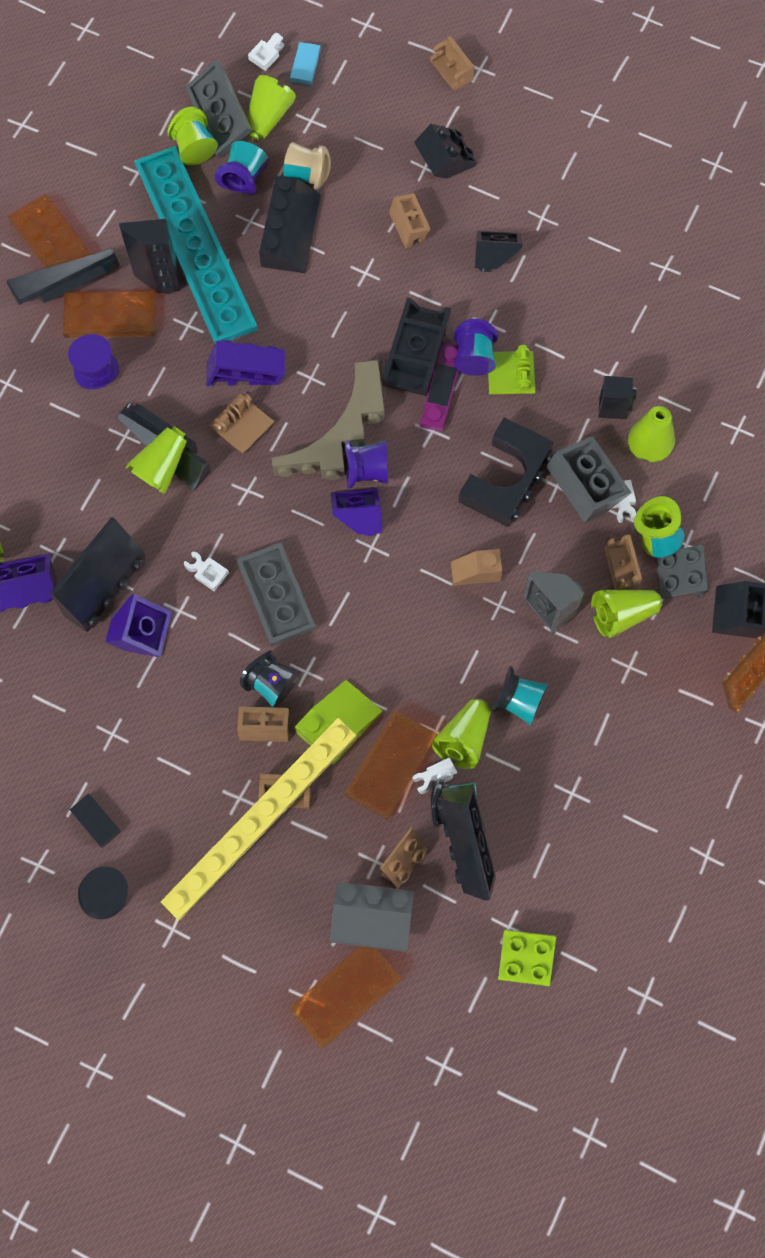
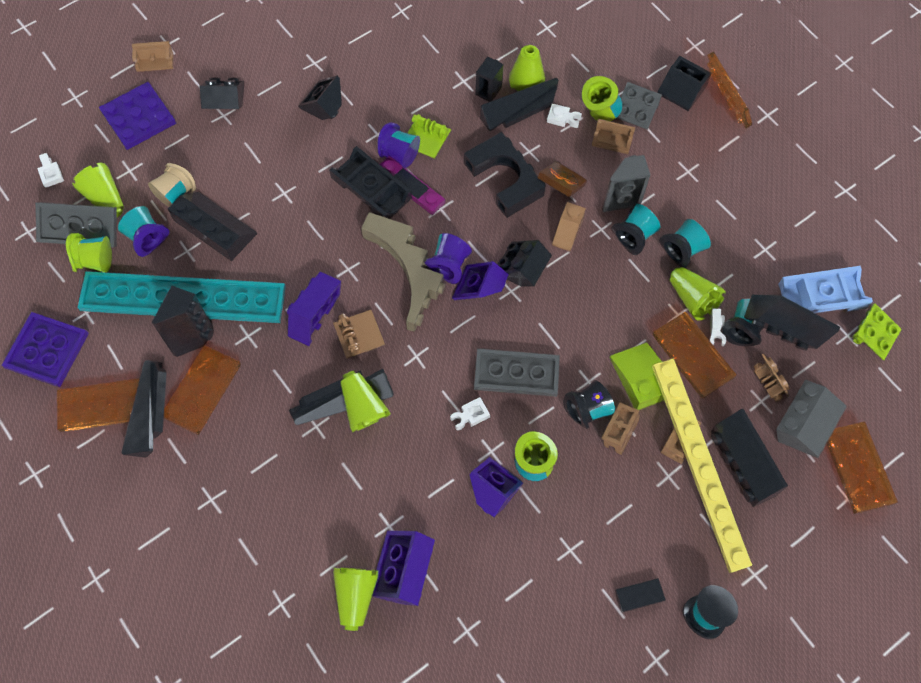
camera: 65 degrees left, 5 degrees down
(80, 160) = (45, 349): none -> dark purple plate
(93, 361) = (241, 417): dark purple hat -> none
(98, 576) = (439, 494): black slope -> none
(186, 650) = (535, 456): none -> lime hat
(291, 866) = (748, 458): none -> black slope
(305, 63) = (78, 151): medium azure tile -> none
(376, 90) = (137, 115): none -> dark purple plate
(406, 541) = (524, 262): none -> black slope
(409, 219) = (263, 142): medium nougat hinge -> none
(509, 636) = (636, 228): none -> hat
(532, 533) = (562, 179): none -> reddish brown tile
(544, 877) = (826, 290): none -> light blue piece
(588, 478) = (540, 126): dark grey slope -> none
(623, 609) = (653, 148): lime cone -> none
(625, 458) = (518, 105): none -> black wedge

